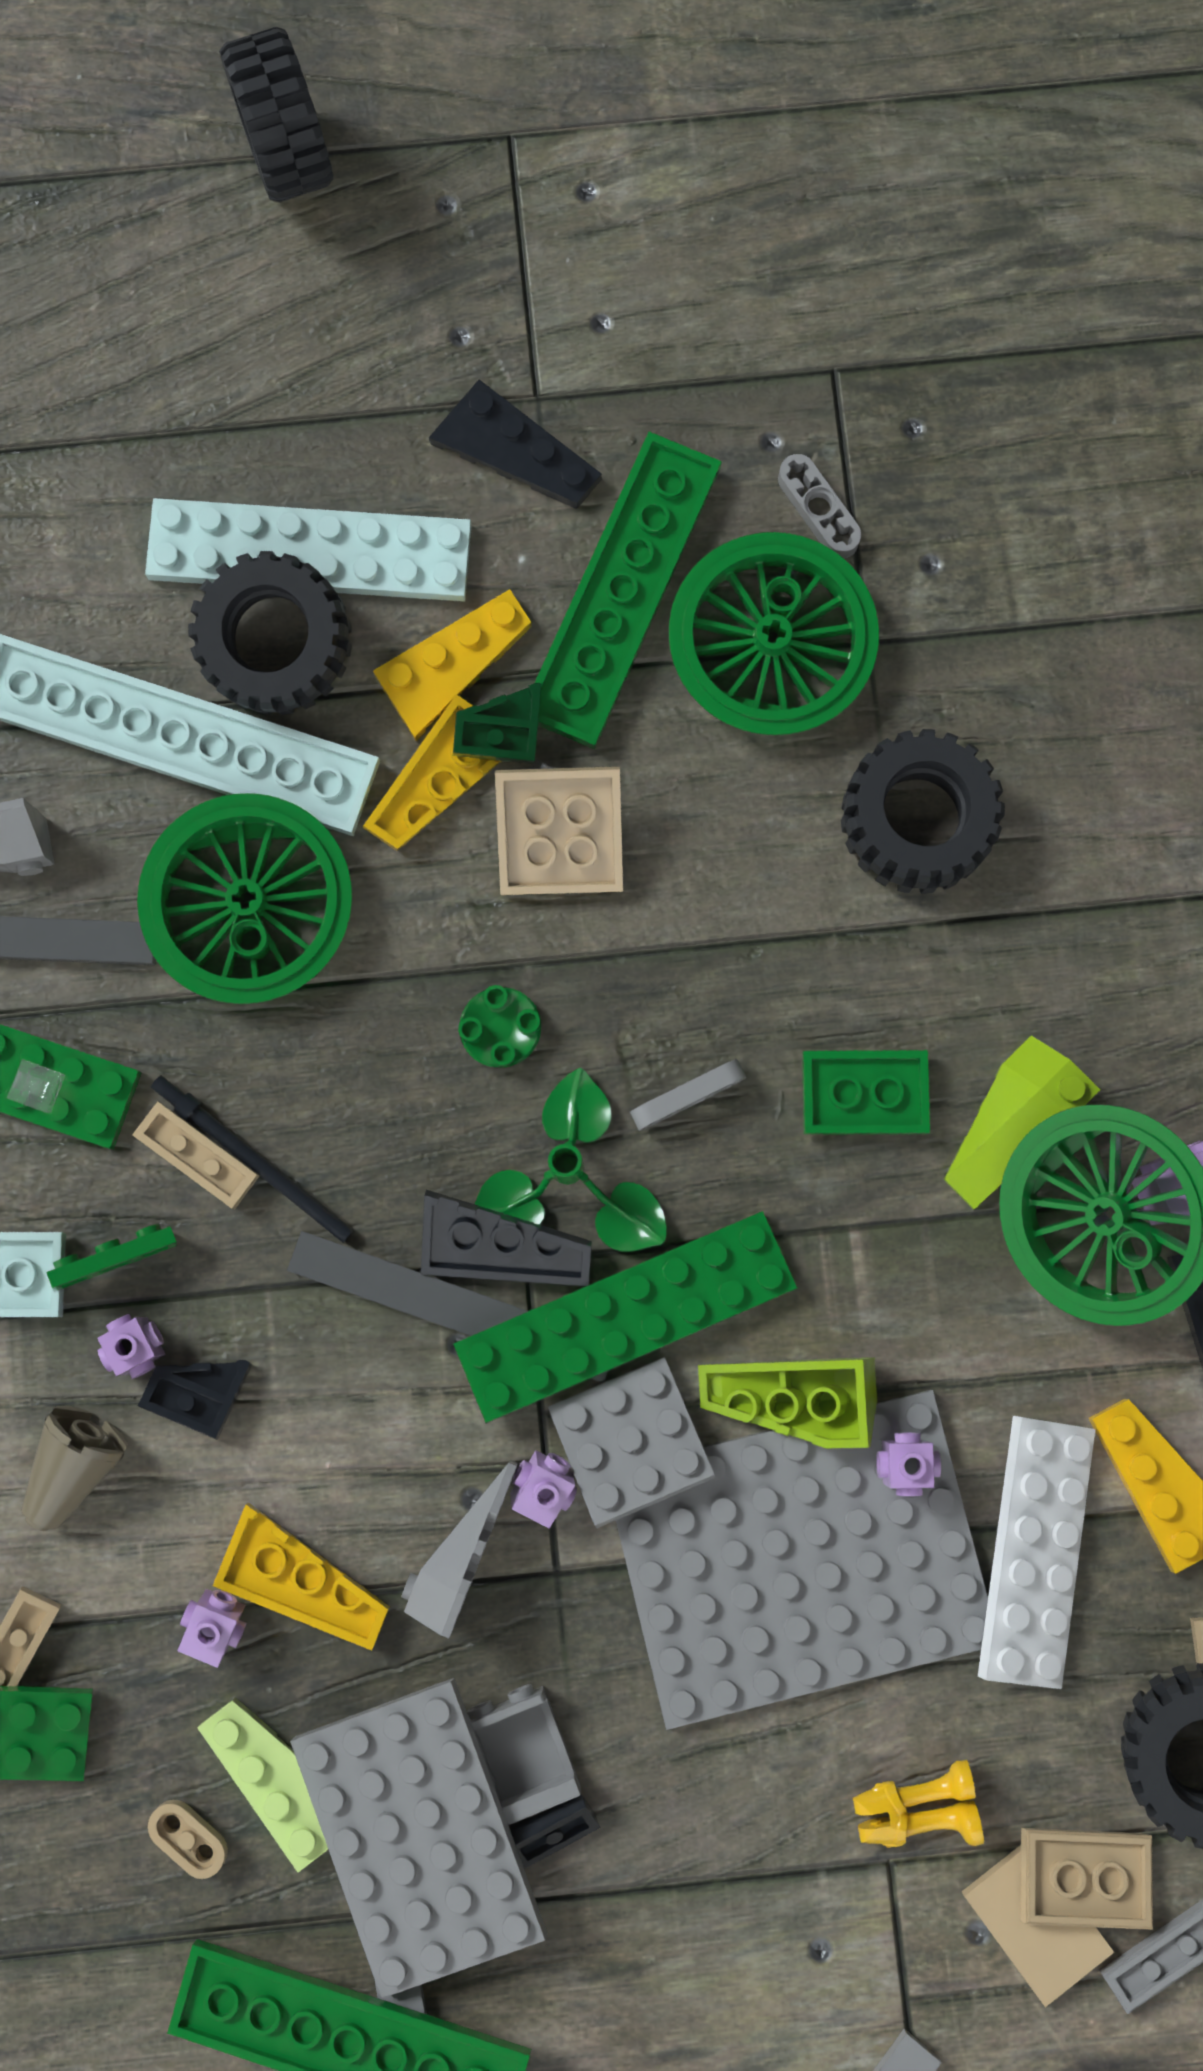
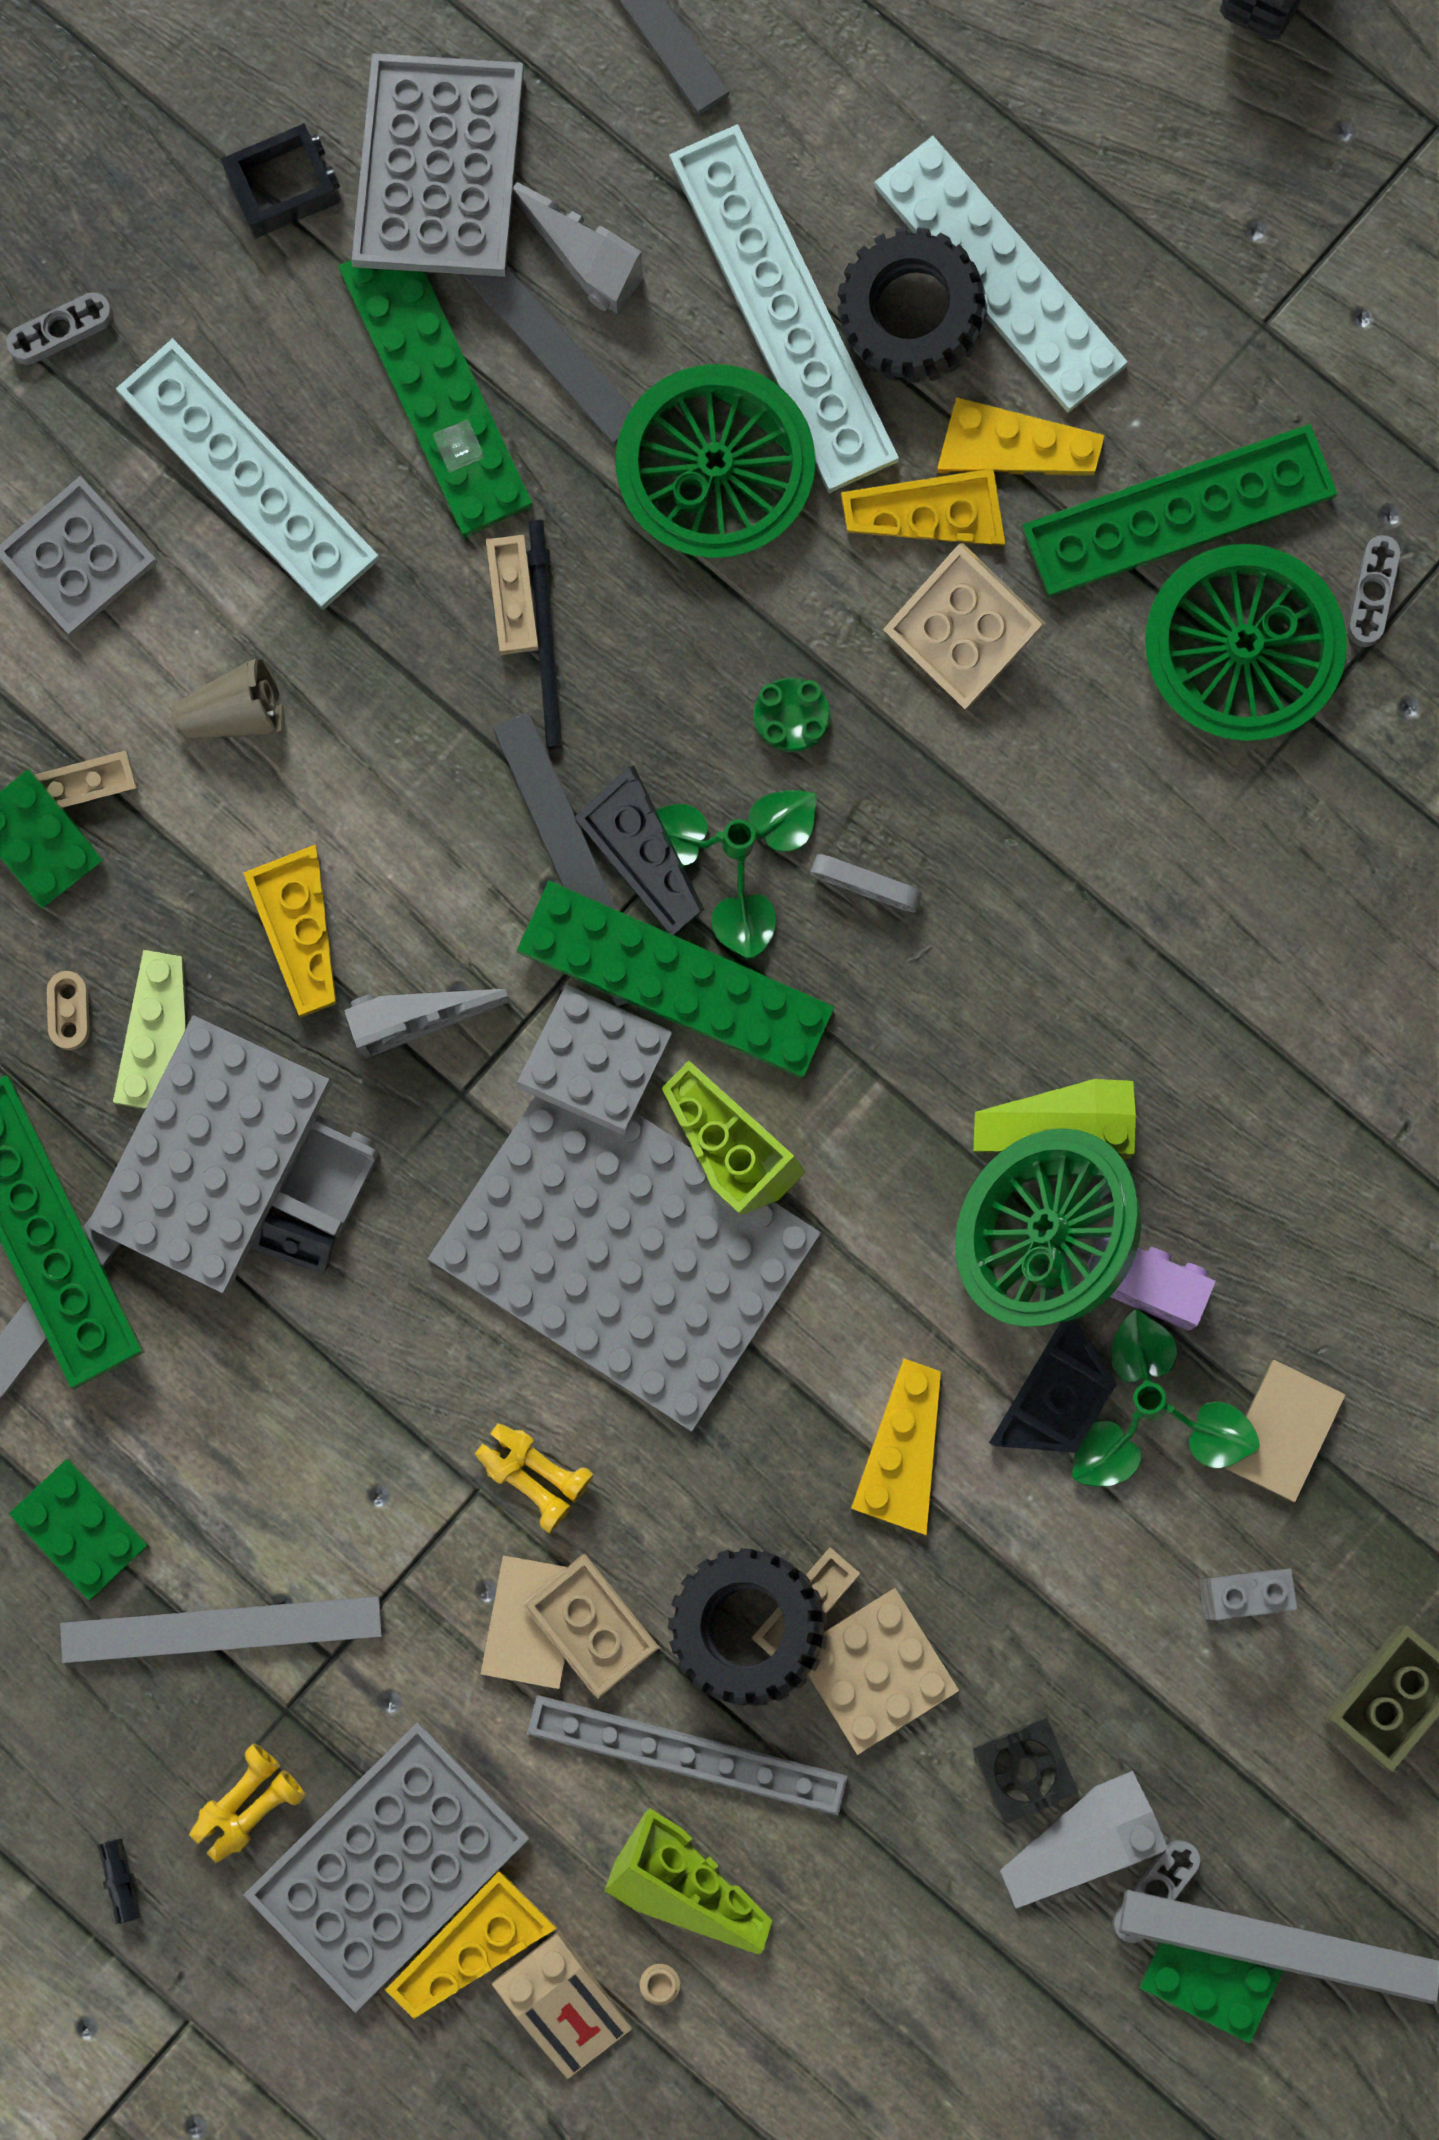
camera: 50 degrees right, 0 degrees up
(110, 1256) = (393, 602): green plate -> none
(145, 1342) = (348, 684): lavender brick -> none
(195, 1394) = (355, 745): black wing -> none
(212, 1626) = (218, 896): lavender brick -> none
(501, 728) = (997, 519): dark green wing -> none
(502, 437) = (1209, 331): black wing -> none
(543, 1488) = (497, 1030): lavender brick -> none
(865, 1092) = (982, 1002): green plate -> none
(892, 1459) = (757, 1266): lavender brick -> none
(954, 771) = (1252, 823): black tyre -> none
(1036, 1553) = (777, 1399): white plate -> none

